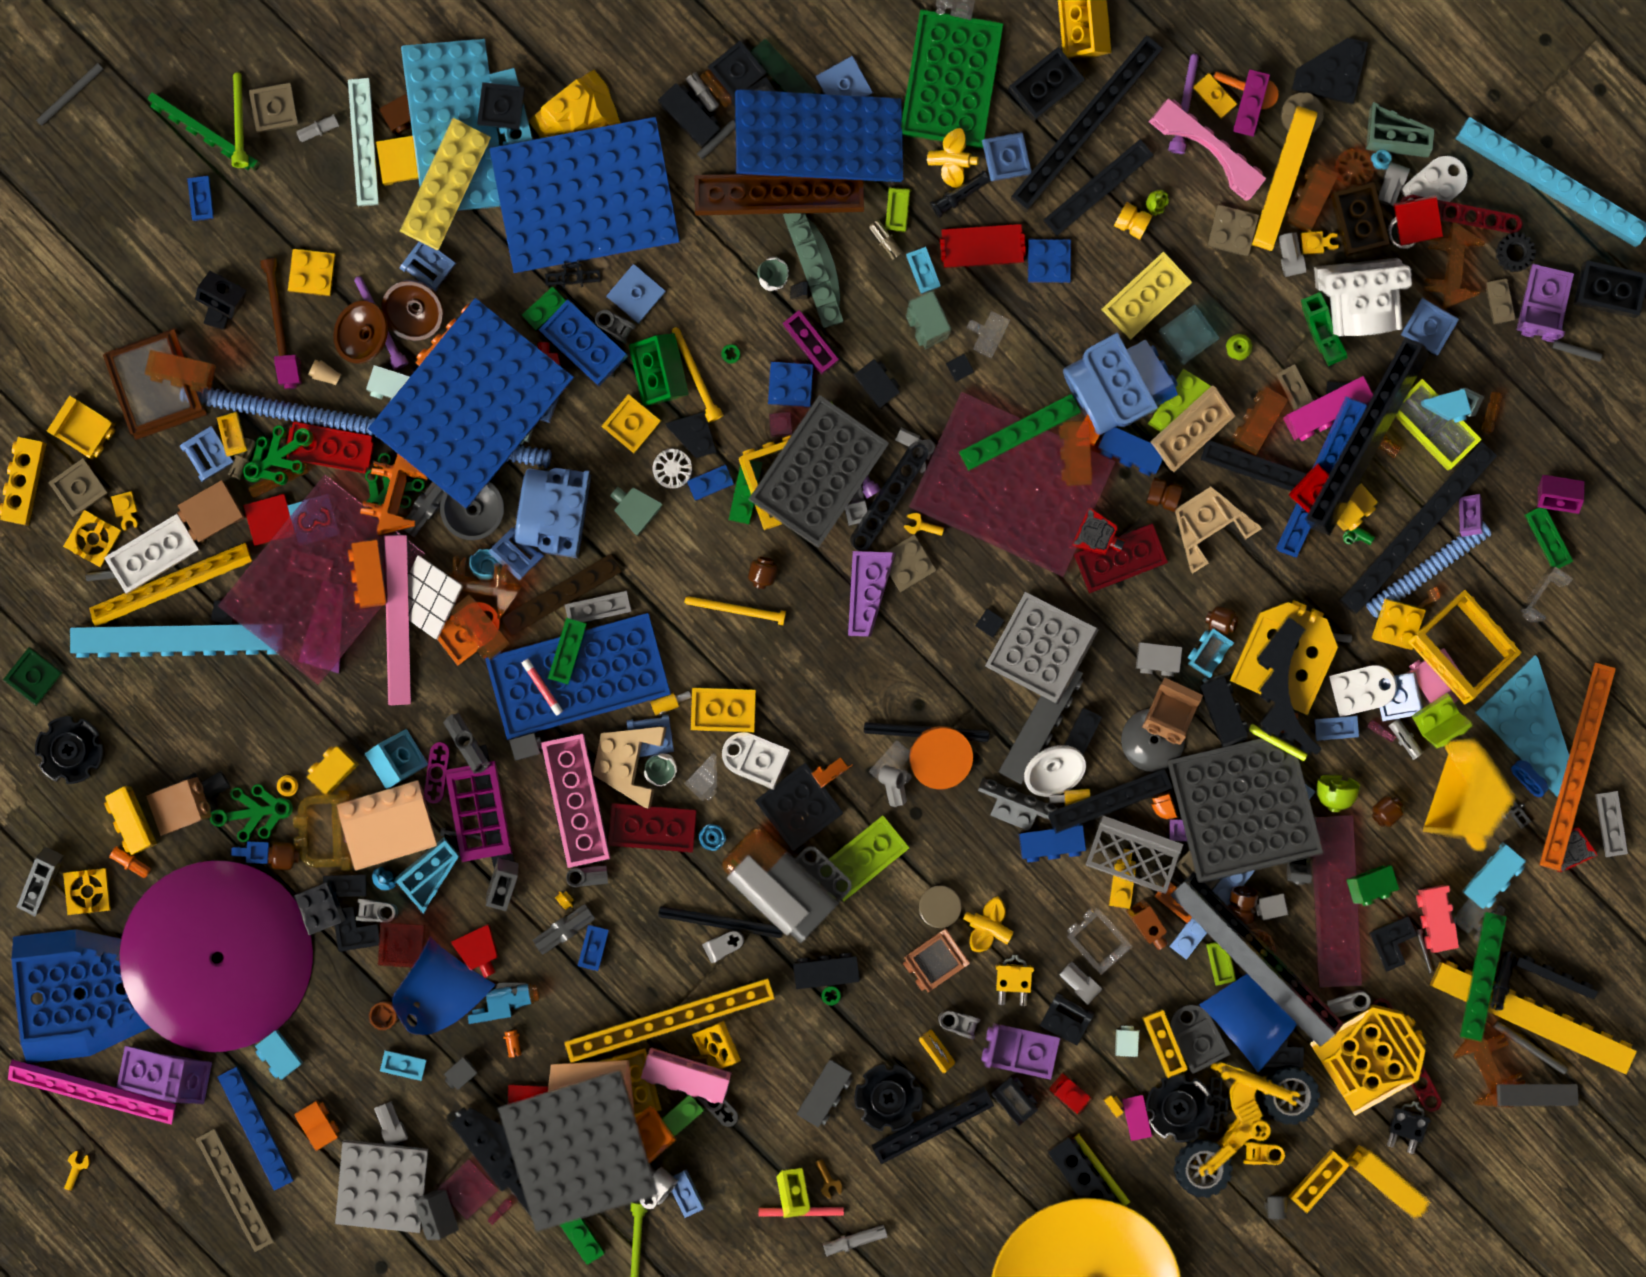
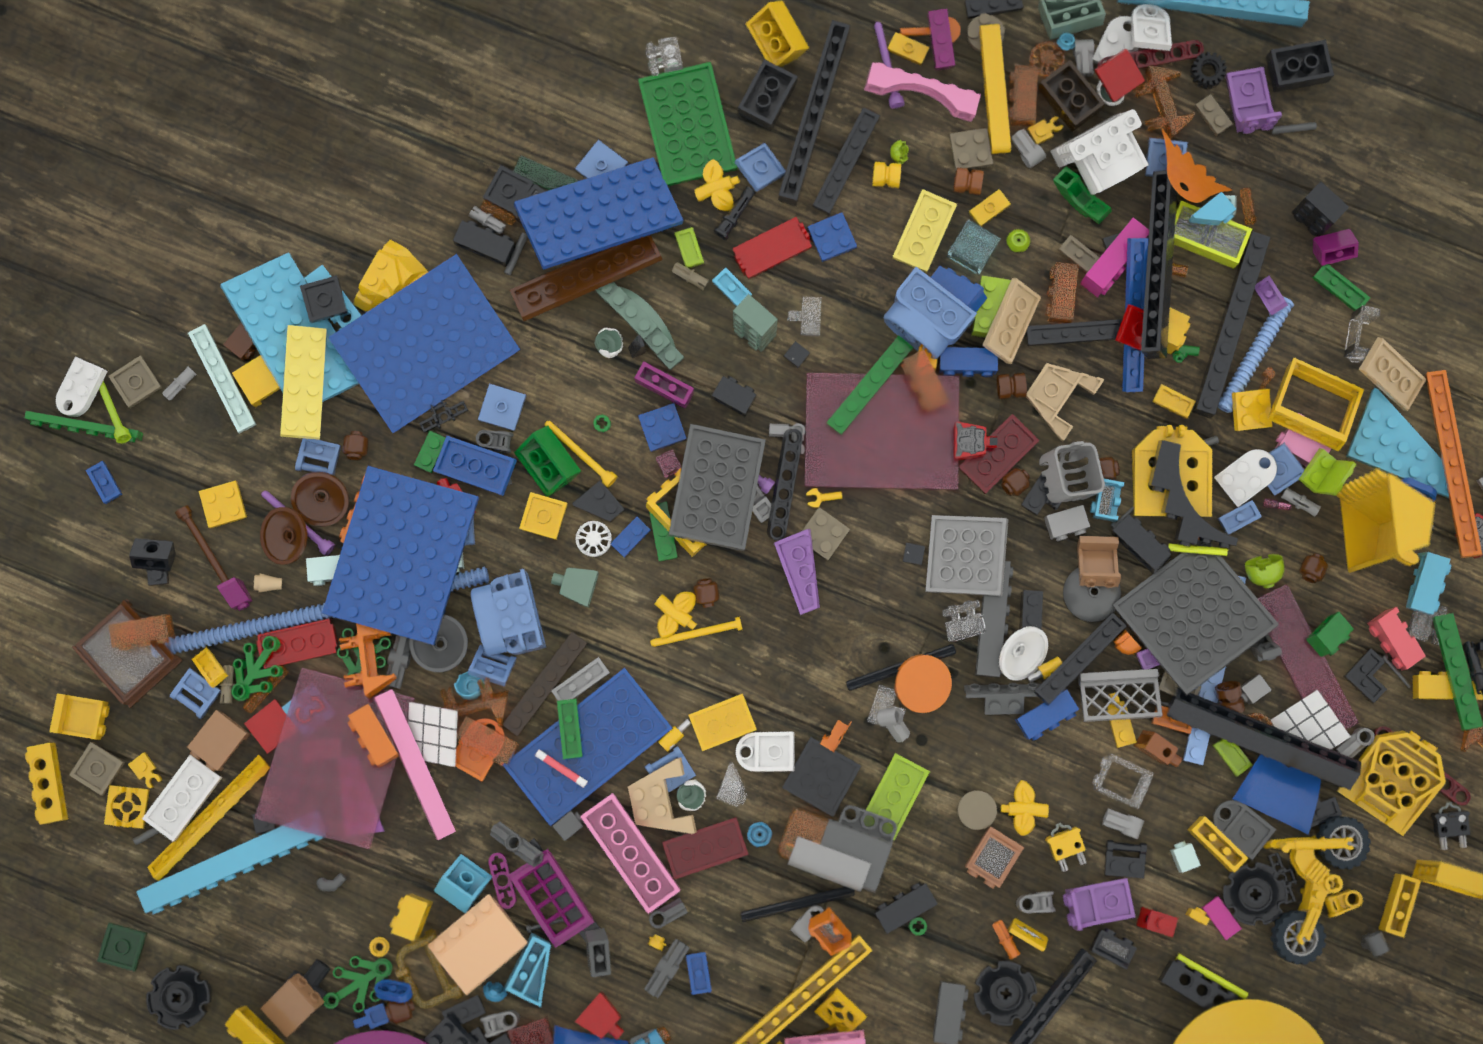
camera: 20 degrees left, 5 degrees down
(215, 89) = (79, 387): none -> white plate
(264, 704) = (331, 885): none -> dark grey arm
(284, 835) = (393, 991): none -> blue plate
(470, 270) = (355, 445): none -> reddish brown head
(722, 580) = (675, 613): none -> yellow plant
(740, 963) = (830, 932): none -> orange window
(912, 1046) = (1005, 939): none -> orange axle
(1010, 719) = (967, 626): none -> clear plate
(1125, 594) = (1015, 482): none -> reddish brown head
(1144, 618) = (1038, 497): none -> black plate
(1169, 603) = (1056, 473): none -> light grey piece
(1214, 263) = (968, 181): none -> dark orange wheel
(1224, 300) = (989, 208): none -> yellow plate
(1315, 964) = (1313, 721): none -> white piece
(1323, 581) = (1173, 401): none -> yellow plate
(1438, 349) = (1182, 169): none -> orange piece
(1473, 185) = (1151, 30): none -> white plate
(1557, 649) = (1392, 374): none -> tan tile
(1559, 449) = (1319, 210): none -> black brick

